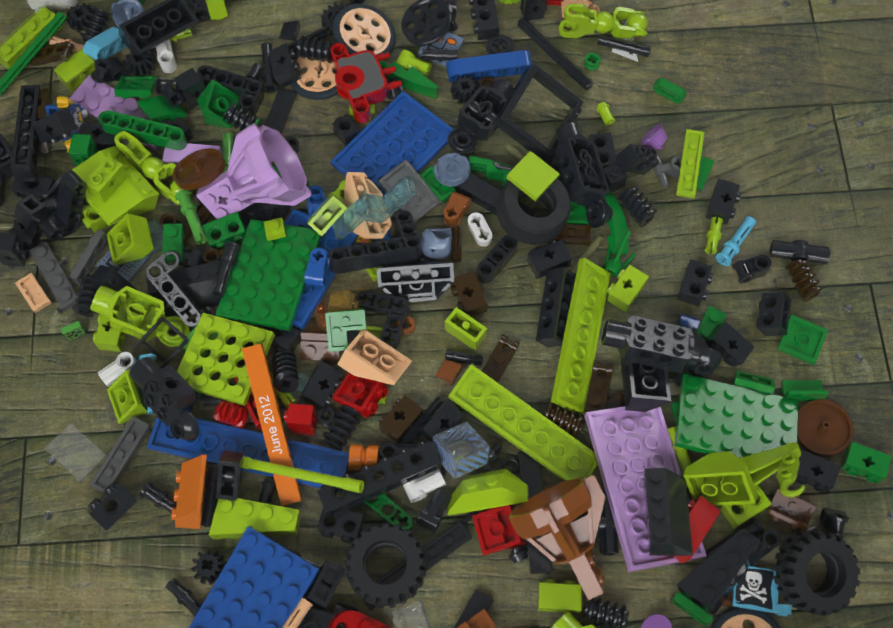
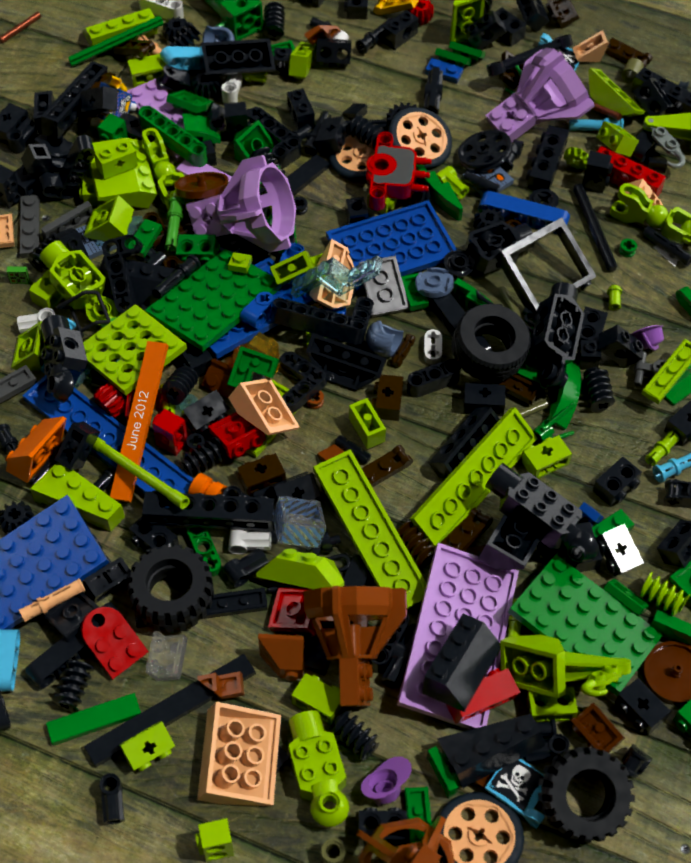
camera: 25 degrees right, 10 degrees down
(241, 50) = (300, 108): none -> black brick
(456, 209) = (420, 319): dark orange piece -> none
(513, 576) = (283, 654): none -> dark orange slope
(532, 176) = (502, 310): lime tile -> none
(782, 365) = (664, 595): none -> lime piece

